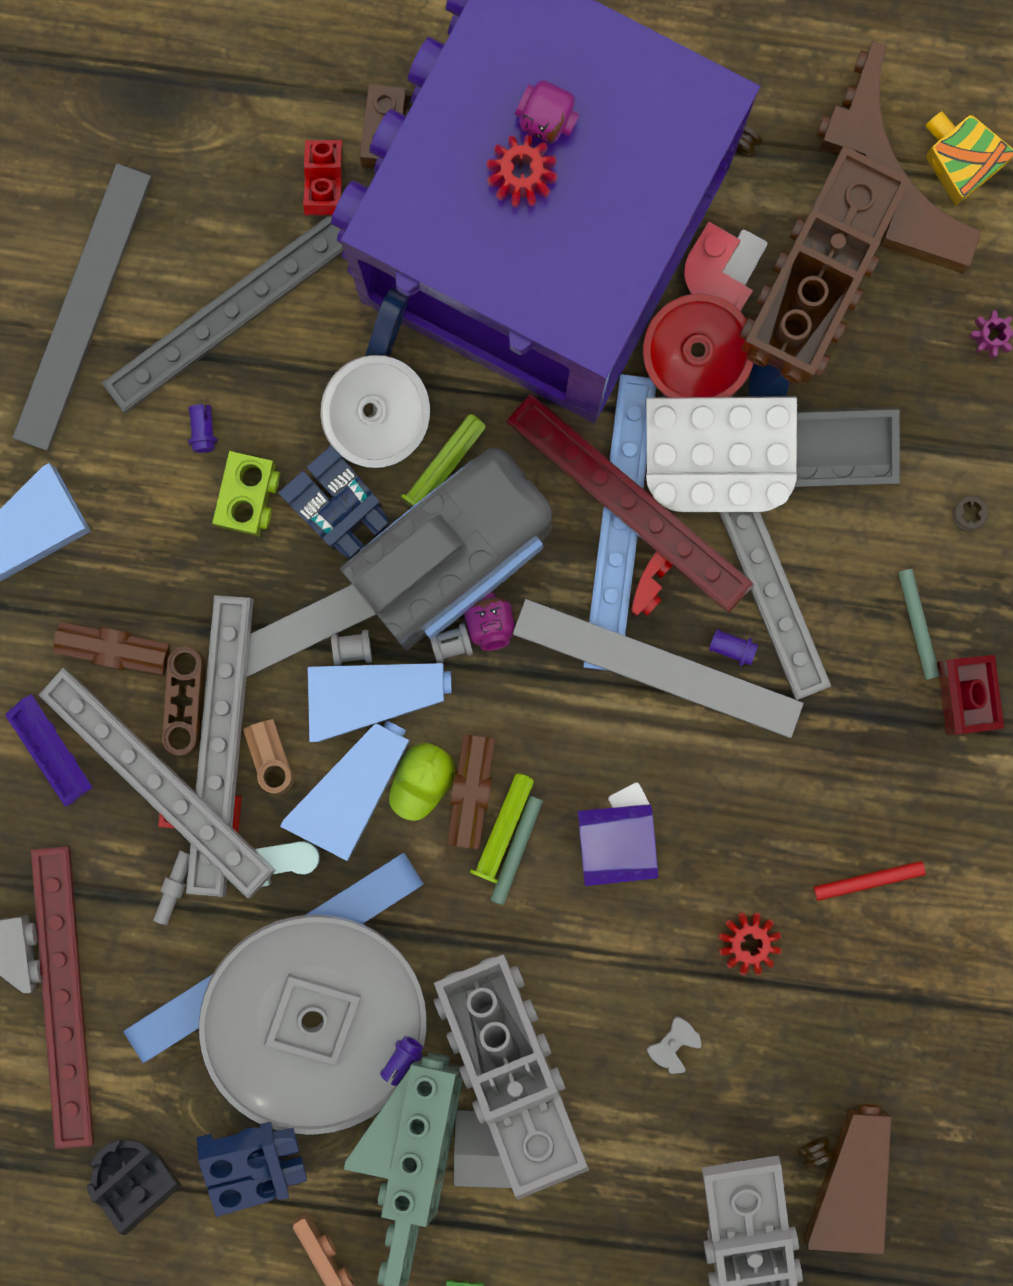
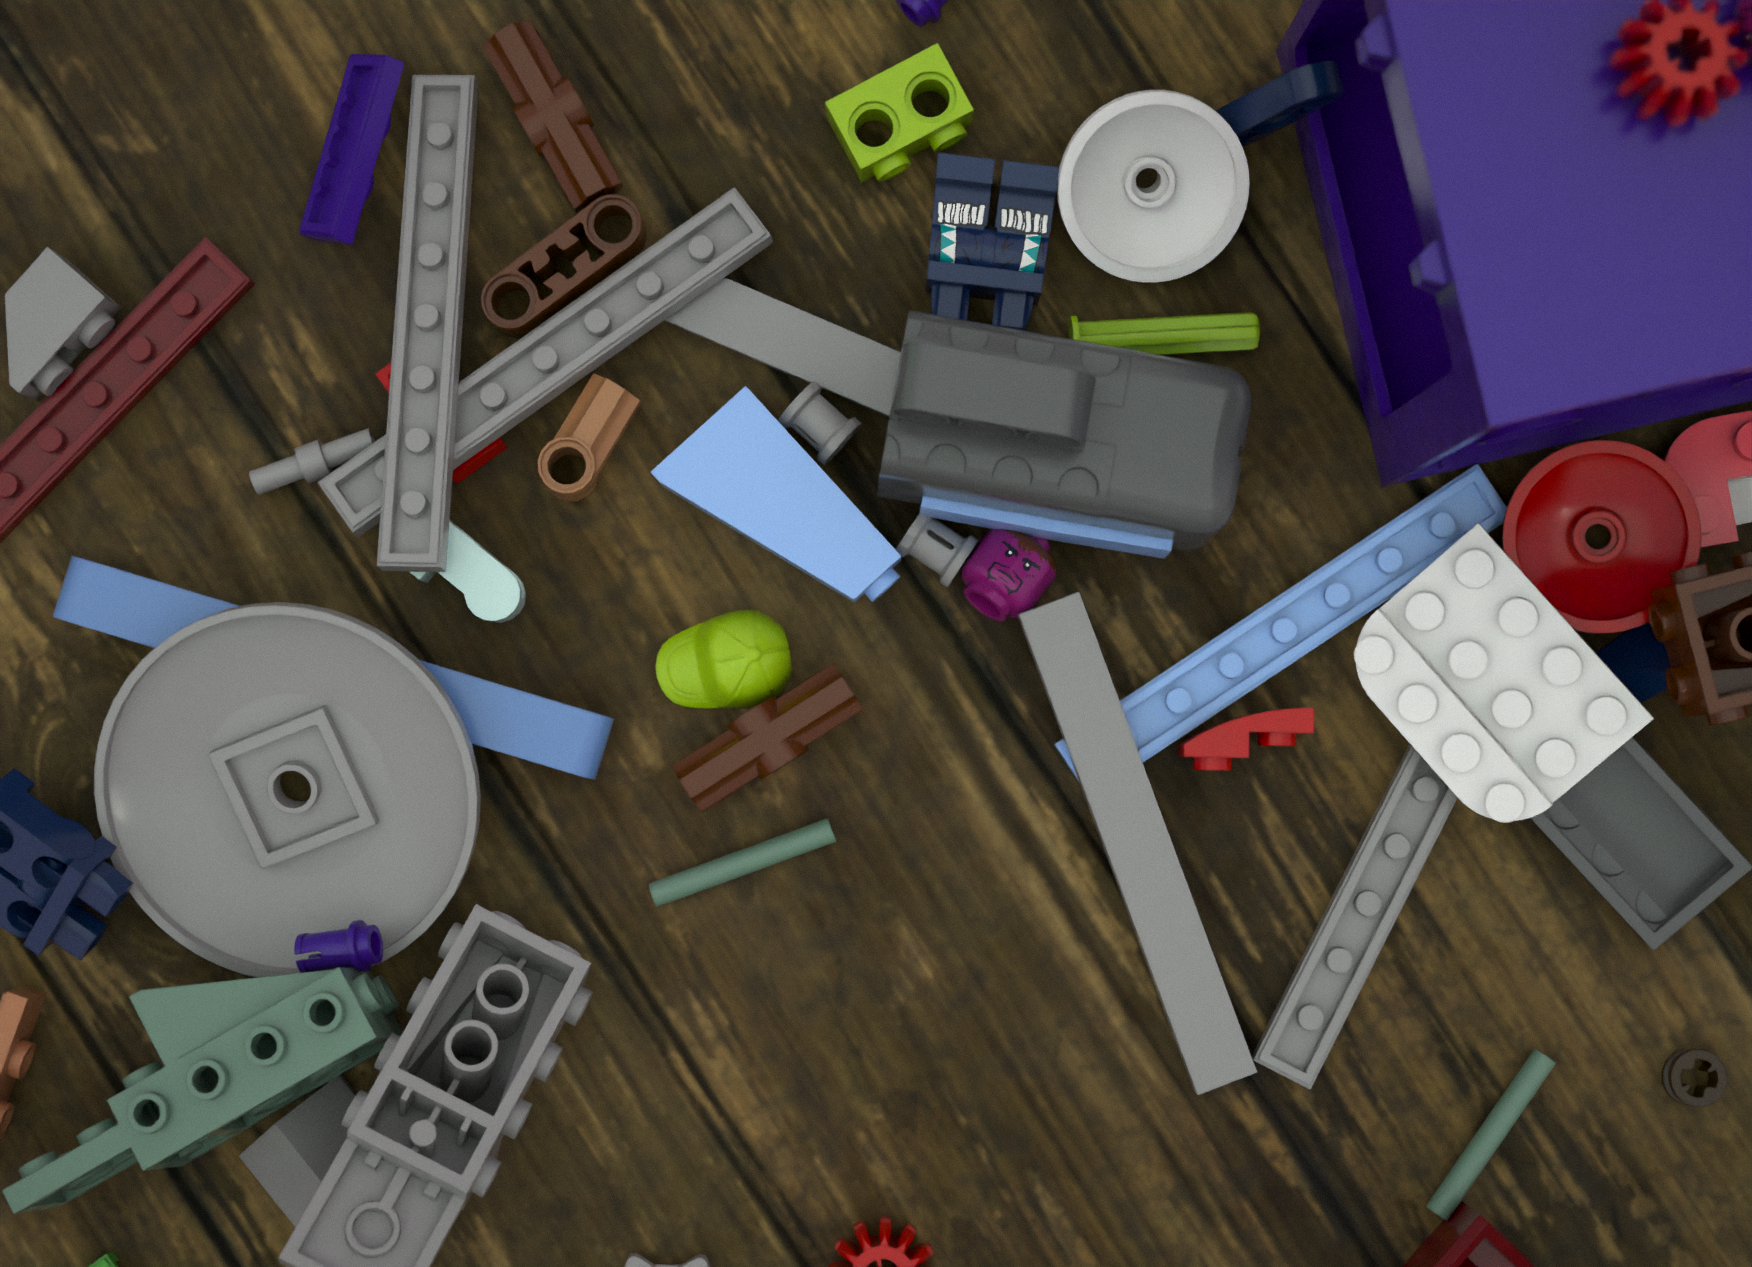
camera: 50 degrees right, 0 degrees up
(347, 796) = (622, 583): light blue slope -> none
(504, 827) = (756, 821): lime axle -> none
(617, 844) = (862, 988): slope -> none
(629, 796) = (930, 955): white sticker -> none
(630, 503) = (1321, 623): dark red tile -> none
(733, 647) = (1250, 918): dark purple pin -> none

